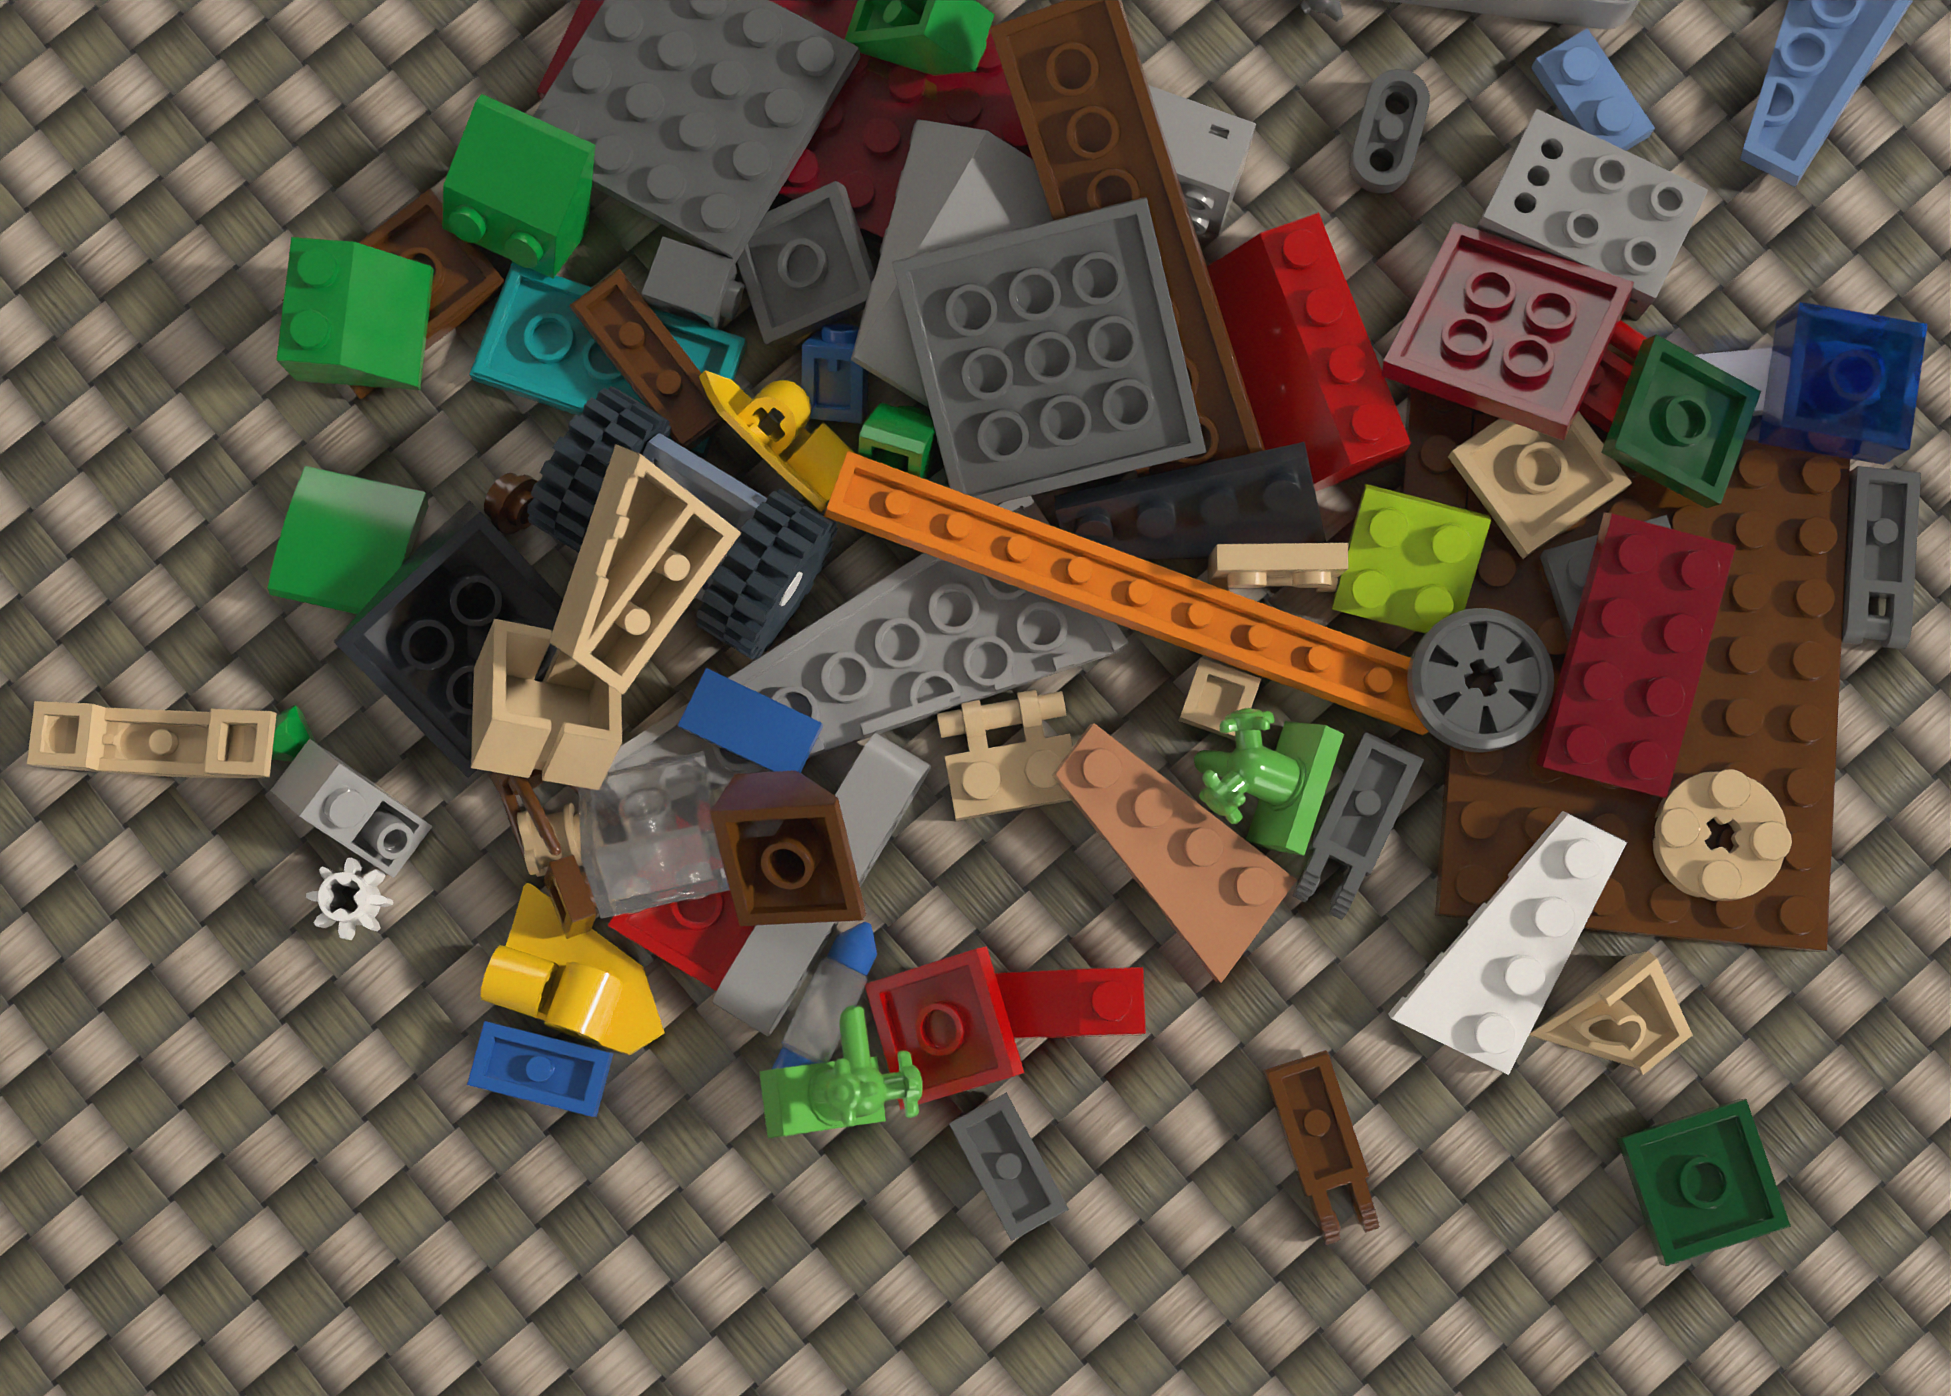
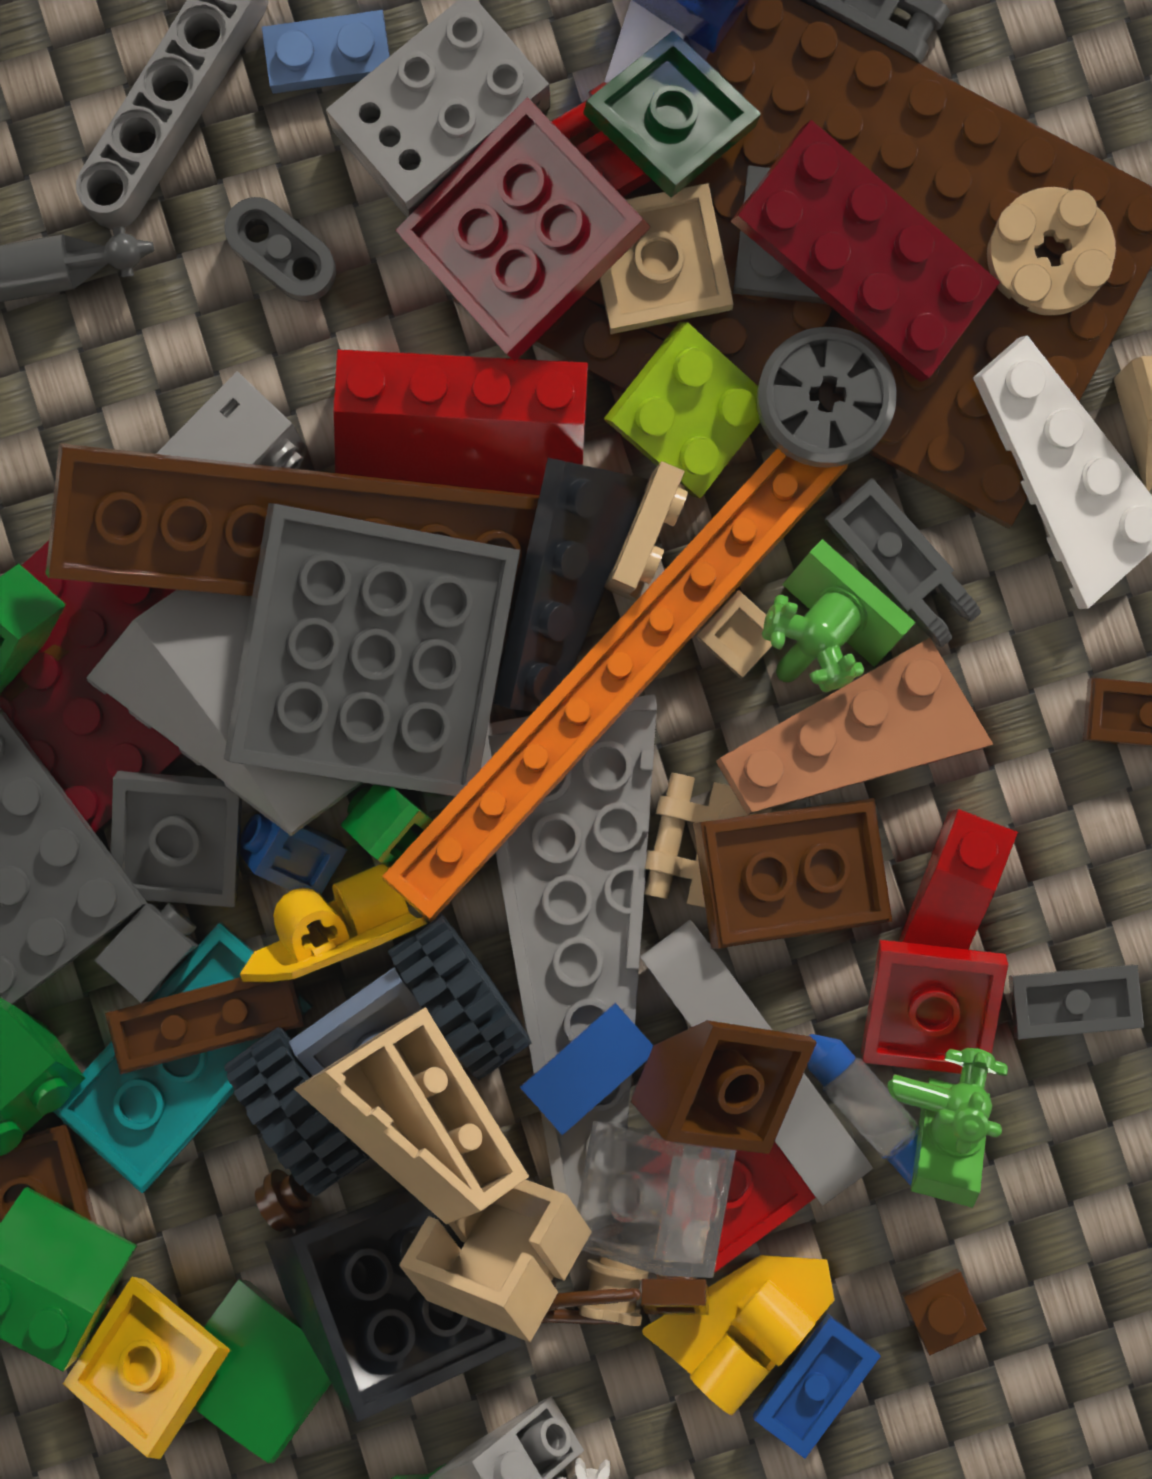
camera: 65 degrees left, 5 degrees up
(311, 441) = (146, 1367): none -> yellow plate
(659, 1163) = (943, 1311): none -> reddish brown plate
(1015, 841) = (792, 873): none -> reddish brown tile

